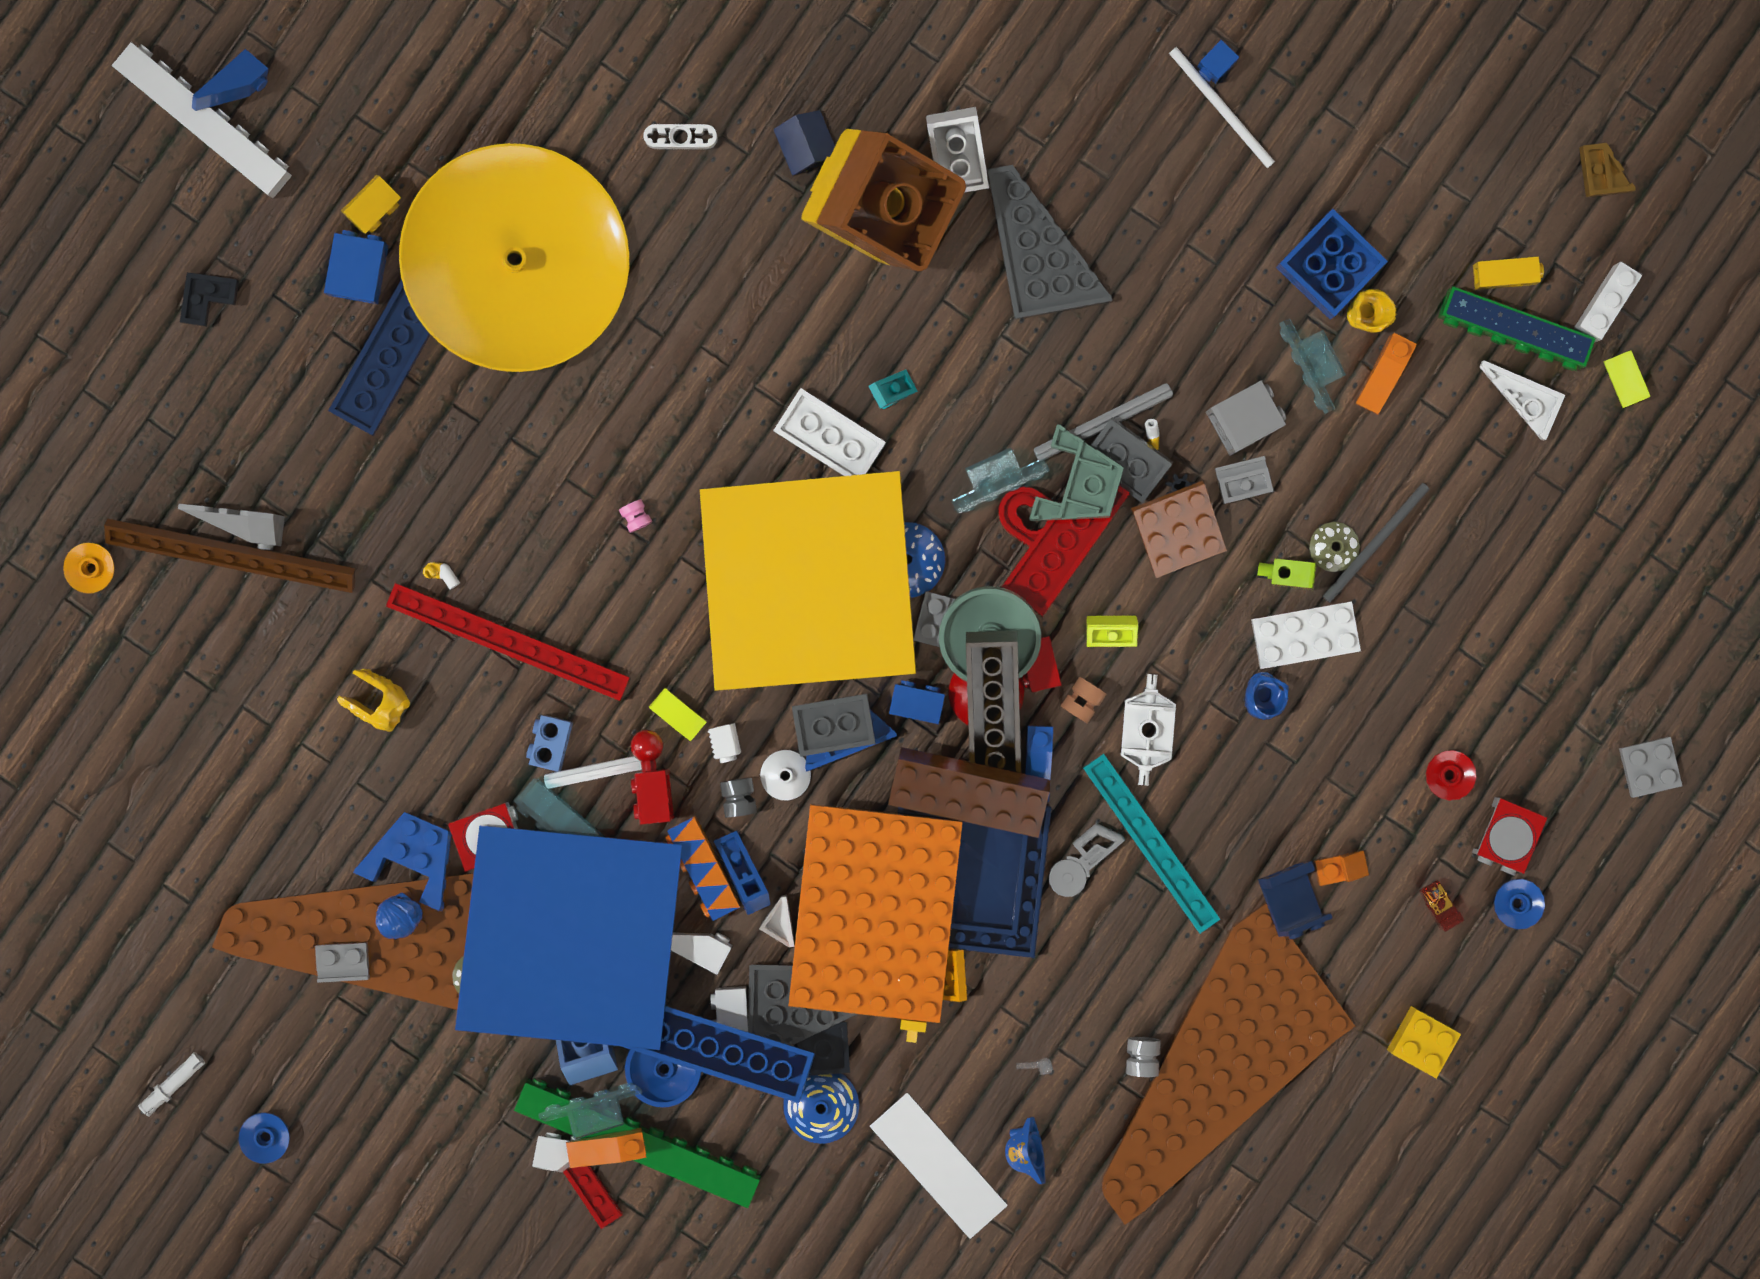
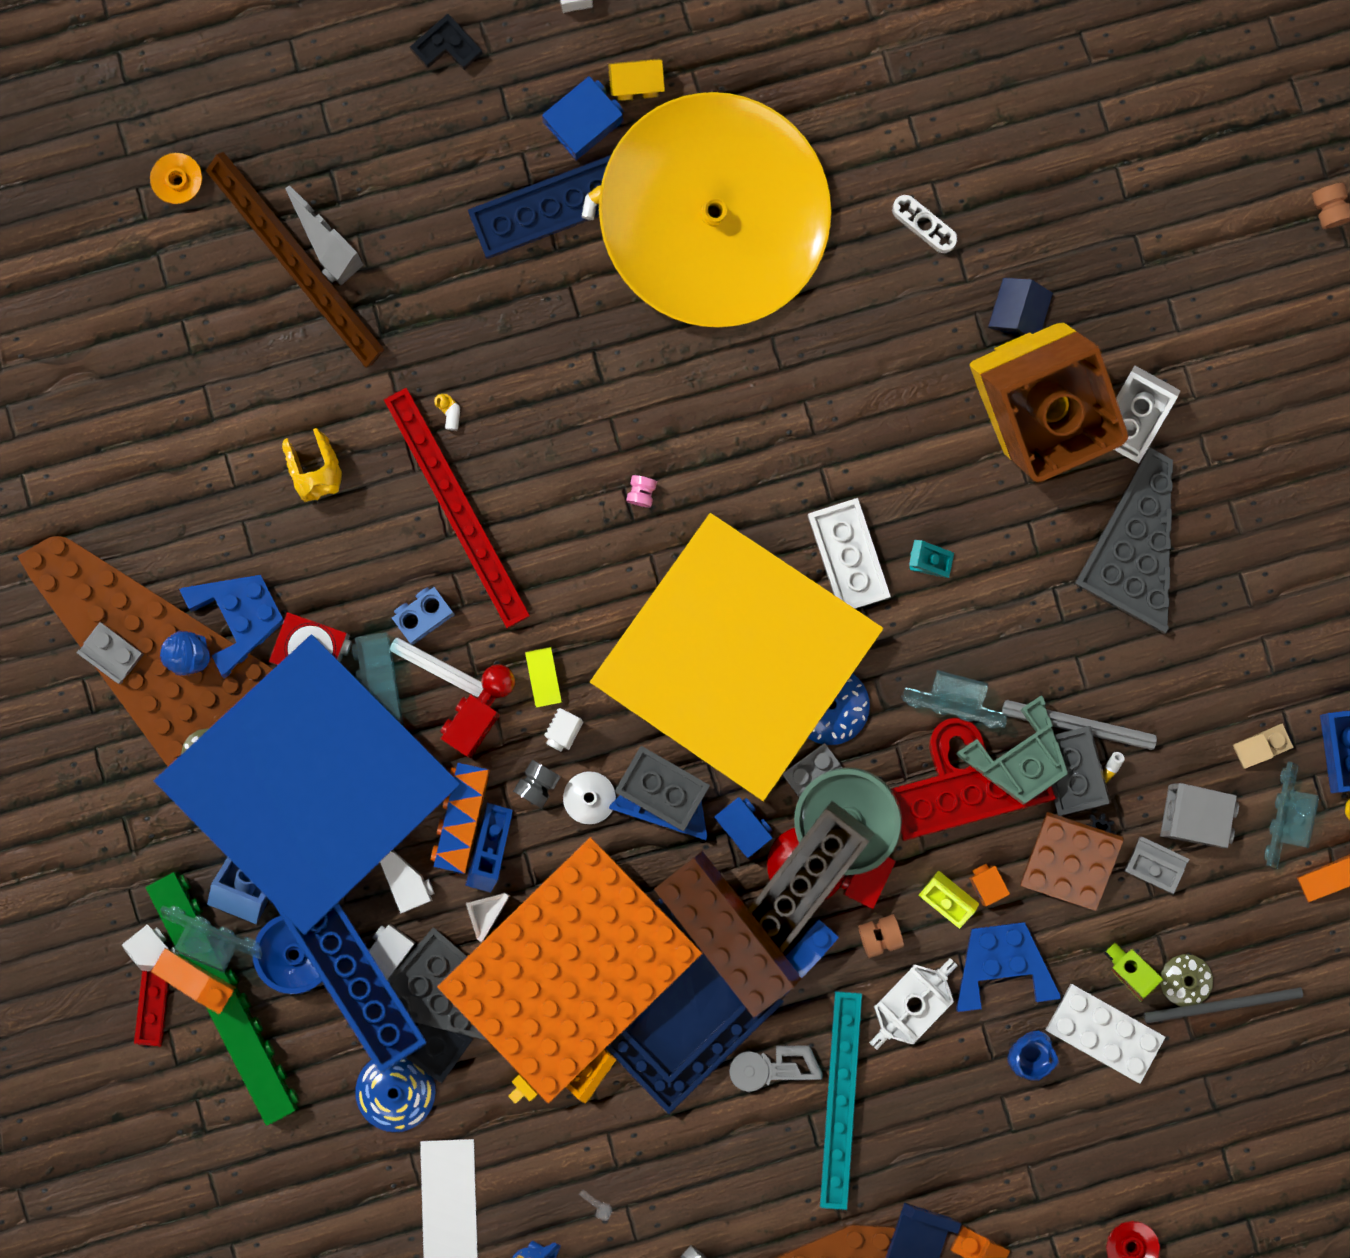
camera: 35 degrees right, 5 degrees down
(417, 330) = (591, 203): none -> white arm
(1131, 596) = (988, 884): none -> orange brick
(1182, 639) = (1003, 953): none -> blue wing
(1252, 325) = (1263, 746): none -> tan slope

